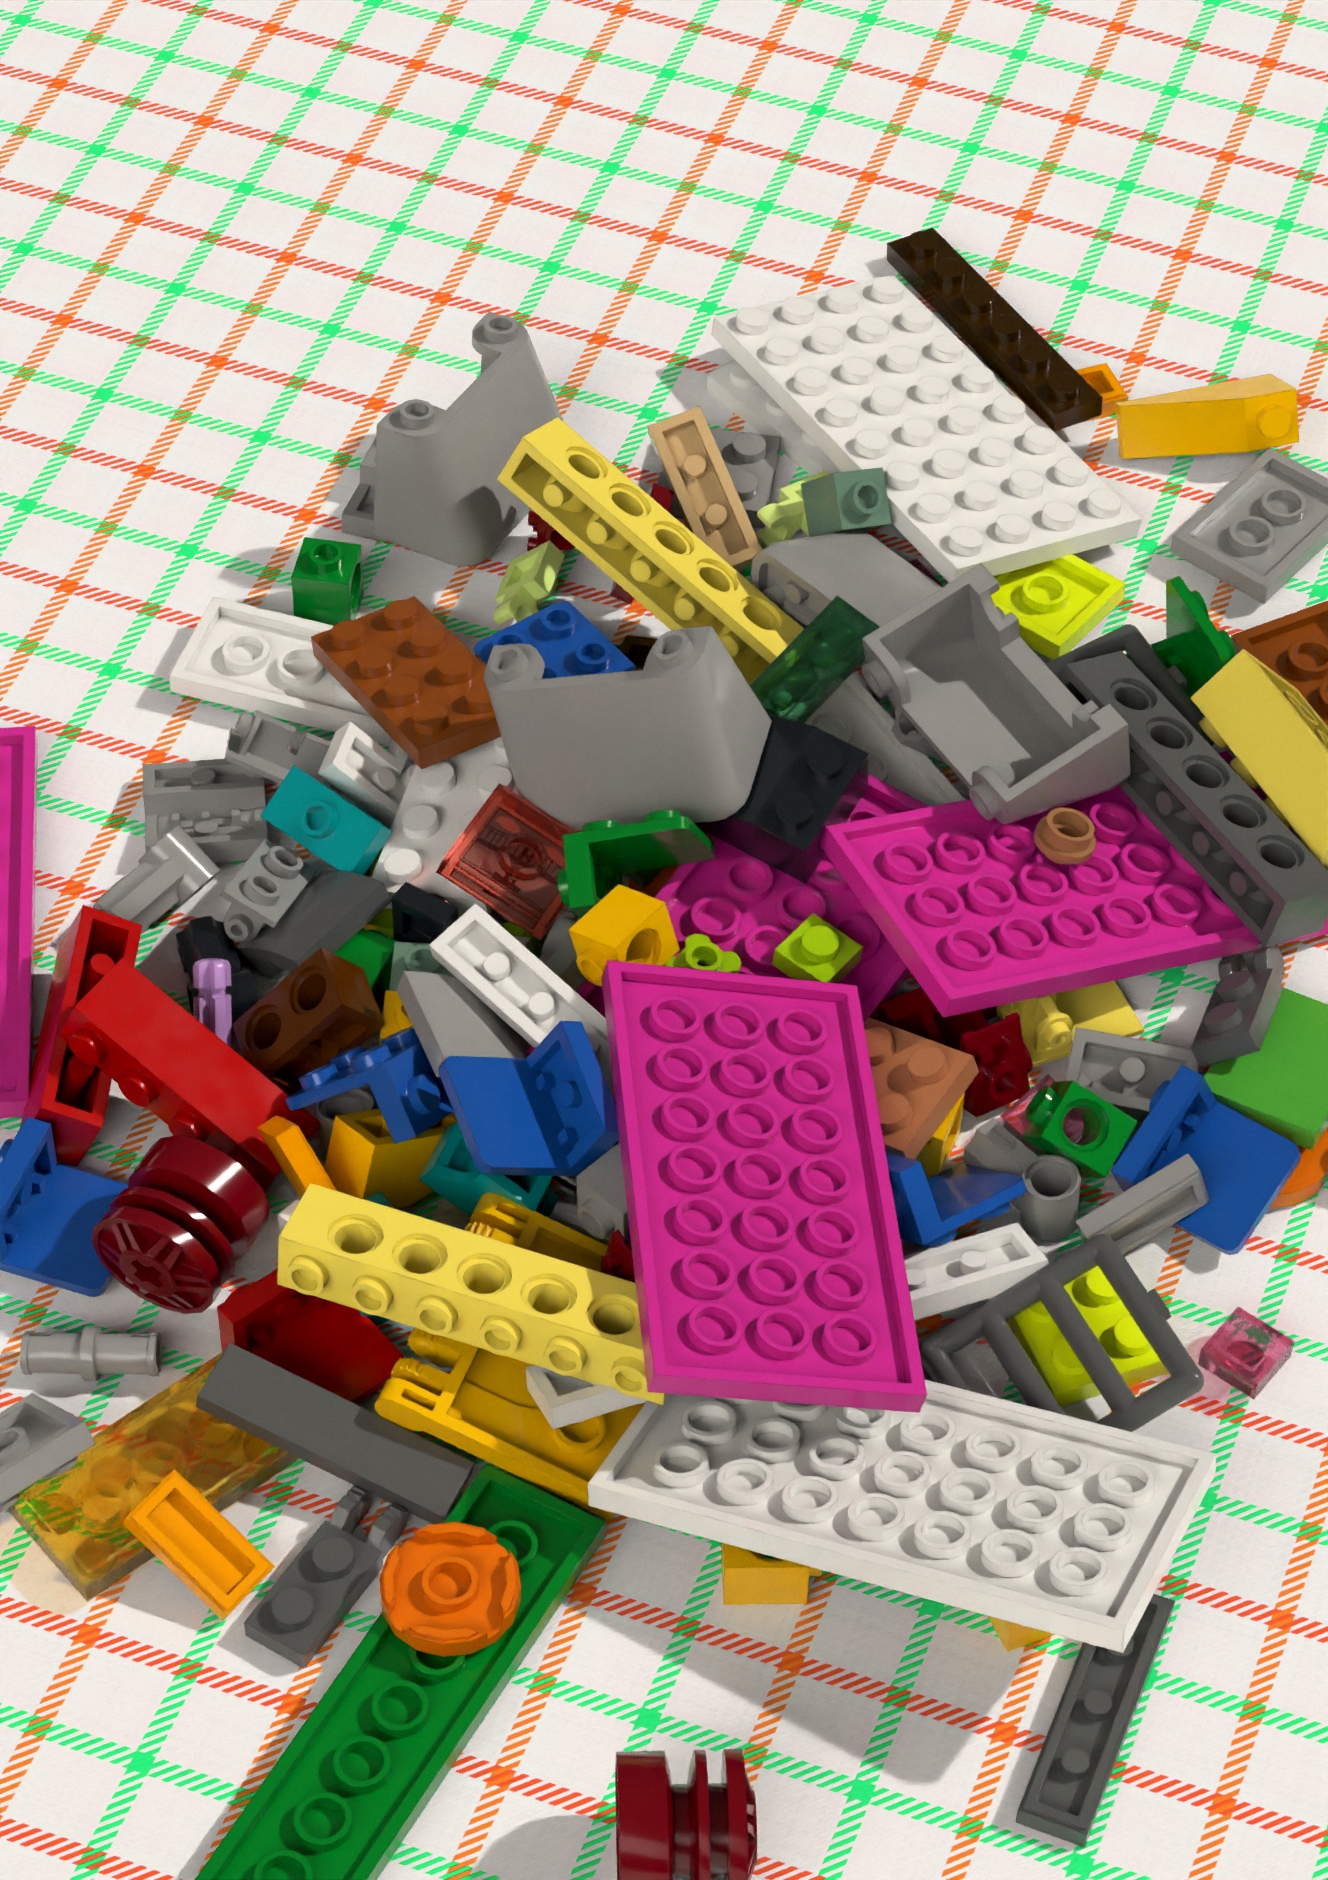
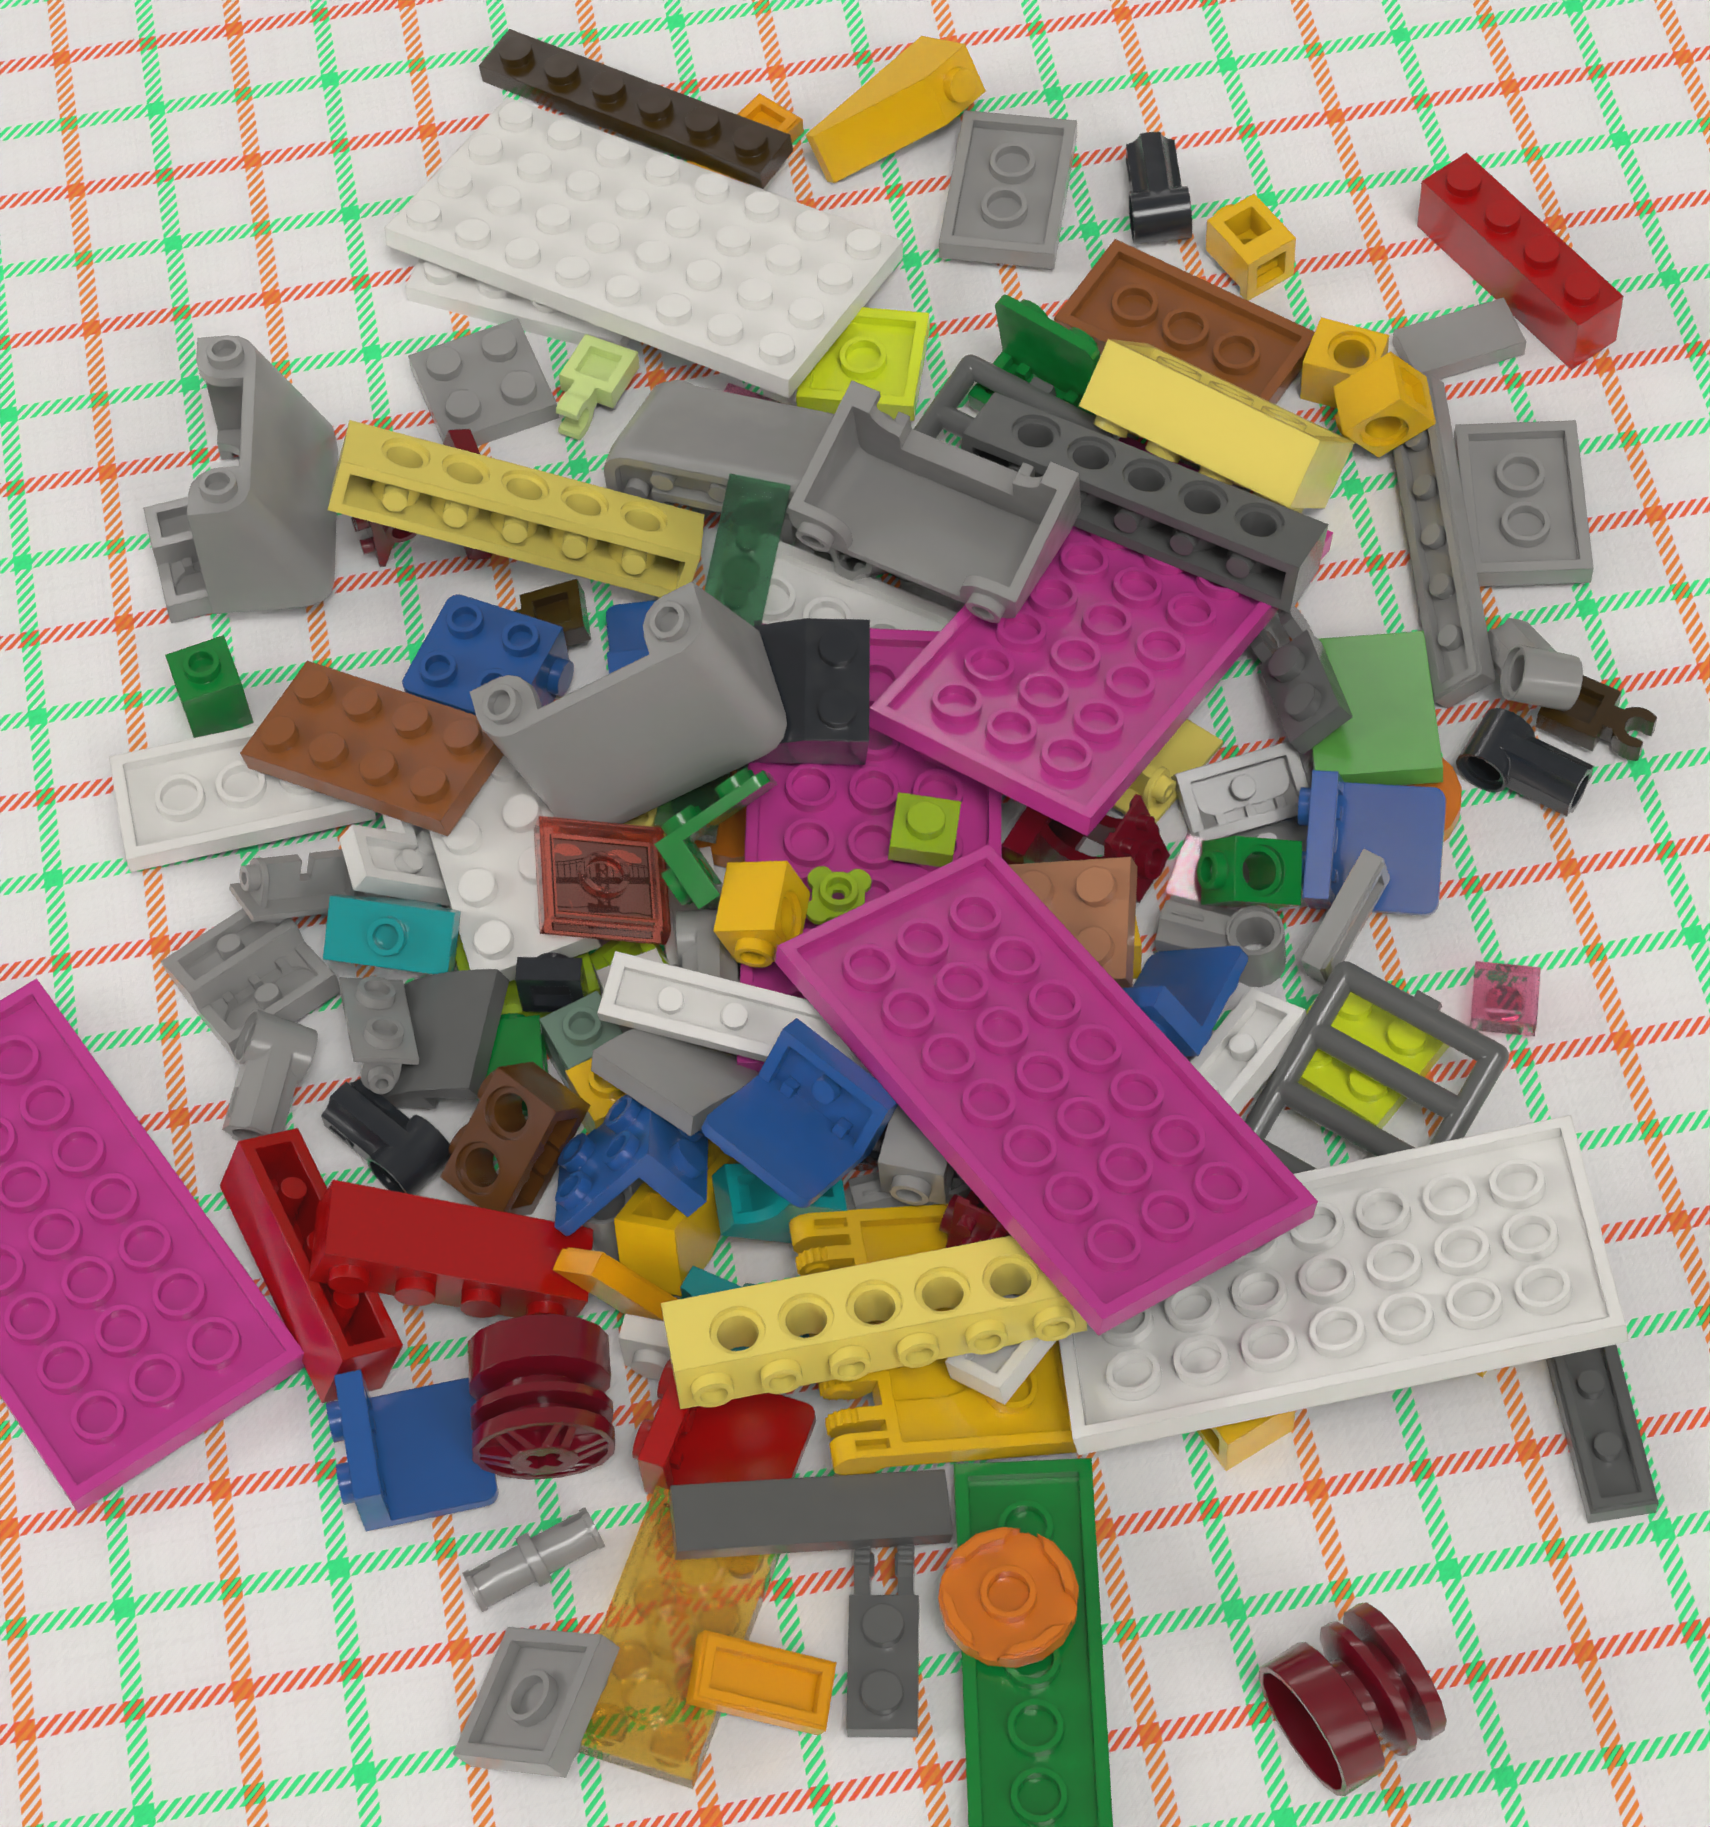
camera: 25 degrees left, 10 degrees up
(212, 1005) = (412, 1163): lavender axle -> none
(528, 583) = (388, 589): yellowish green plate -> none
(704, 487) = (496, 410): tan plate -> none
(846, 502) = (639, 362): sand green brick -> none
(1065, 836) = (1070, 602): medium nougat plate -> none

